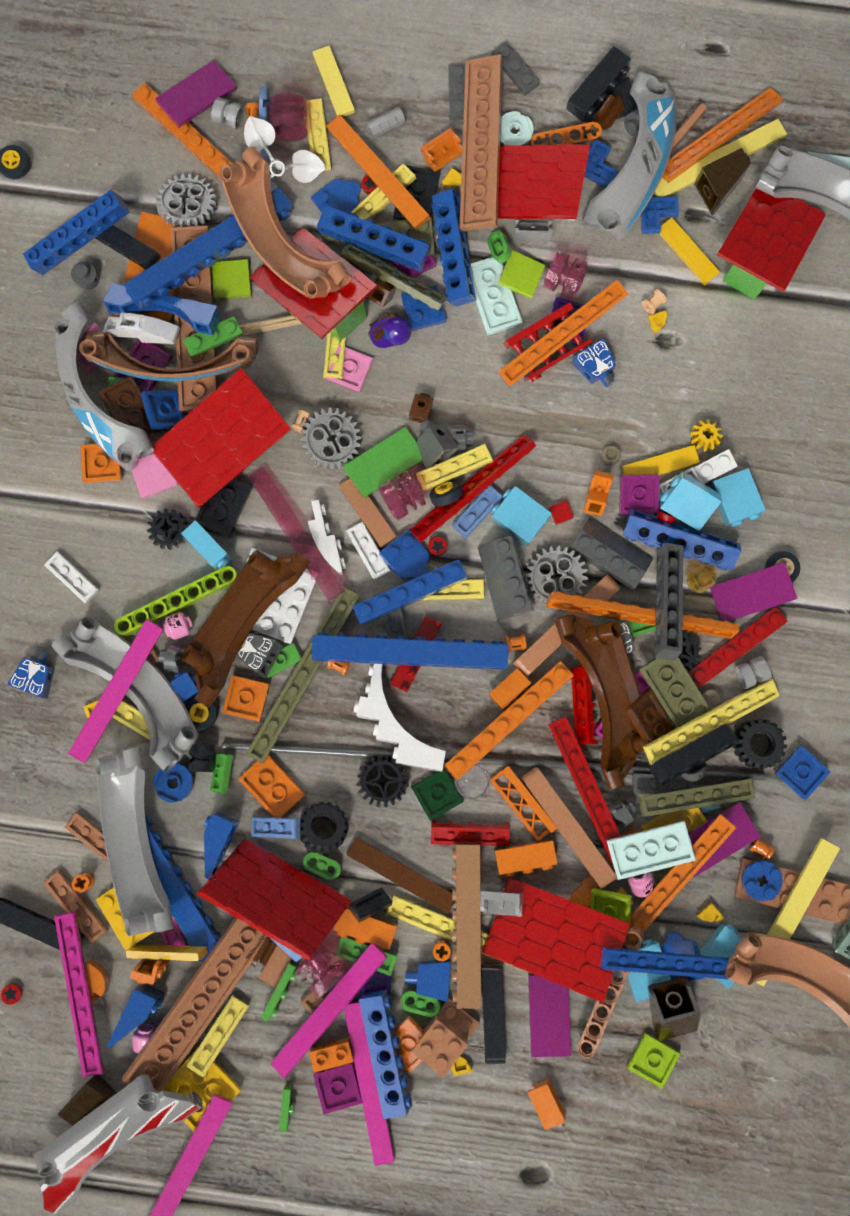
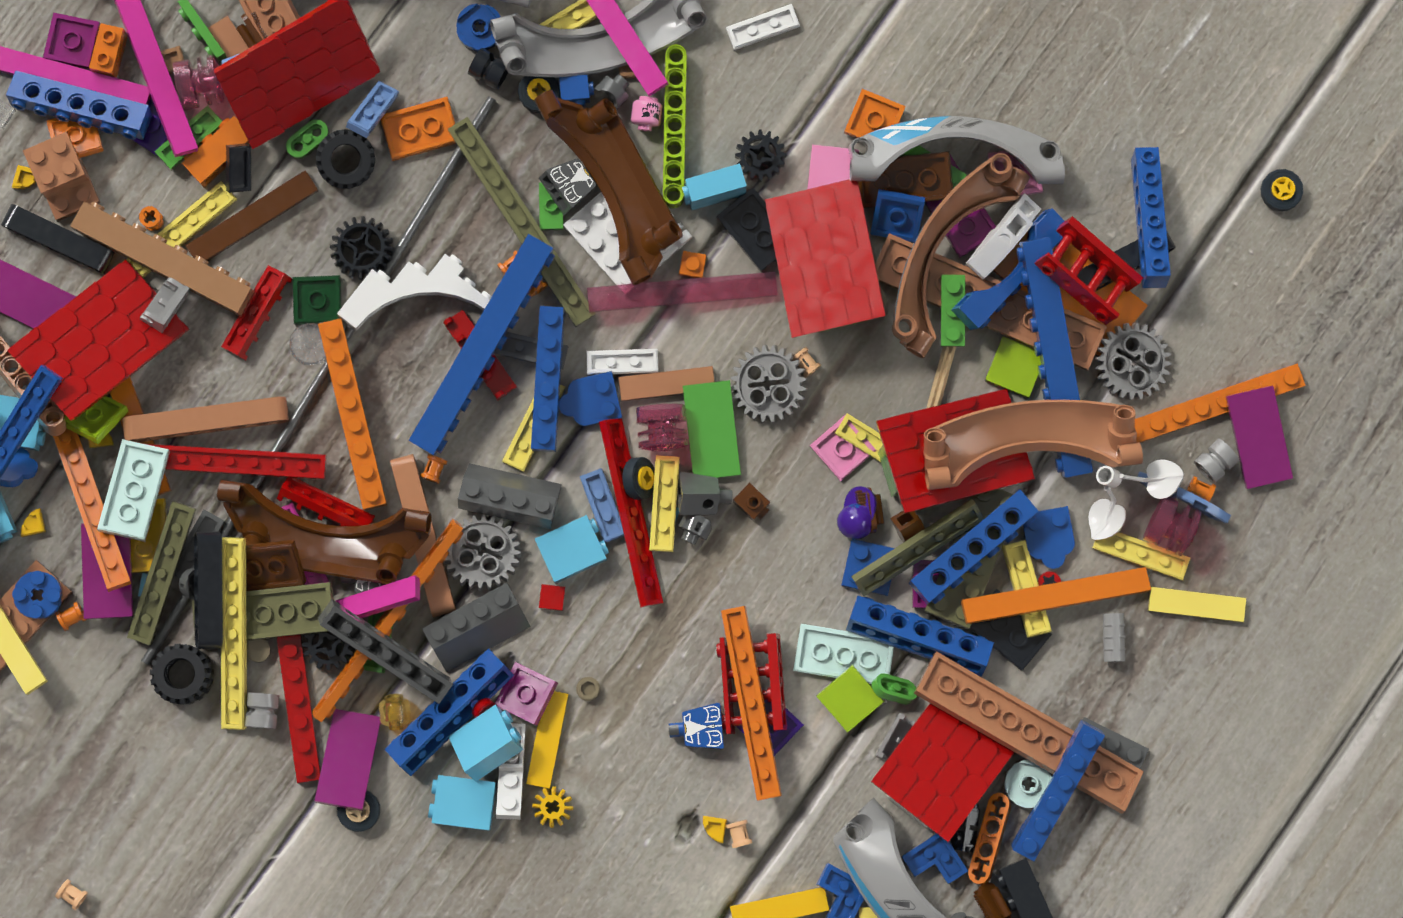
camera: 115 degrees right, 0 degrees up
(85, 275) = (1102, 205): dark grey piece -> none
(122, 244) = (1099, 254): none -> red fence
(217, 838) = (395, 43): blue slope -> none
(221, 773) = (462, 82): bright green plate -> none
(245, 698) = (529, 147): orange plate -> none
(272, 537) = (692, 264): none -> orange plate
(327, 545) = (649, 318): white slope -> none
(419, 1005) = (108, 167): bright green plate -> none
(431, 979) = (128, 192): blue torso -> none
(437, 546) = (587, 440): red tile -> none
(441, 150) = (1045, 684): orange hinge -> none
(452, 179) = (1006, 680): yellow tile -> none
(479, 98) = (1059, 790): none -> blue arch
(510, 689) = (385, 436): orange hinge -> none
(516, 69) = (1106, 826): dark grey plate -> none
(525, 858) = (198, 357): orange brick -> none
(531, 802) = (276, 390): orange fence -> none
(565, 274) = (819, 744): clear pink wheel -> none
(598, 493) = (549, 646): orange brick -> none
(622, 813) = (189, 485): dark grey piece -> none
(632, 626) = (383, 597): none -> dark pink tile
(642, 884) = (103, 465): bright pink head -> none
(802, 772) = (126, 705): blue plate -> none

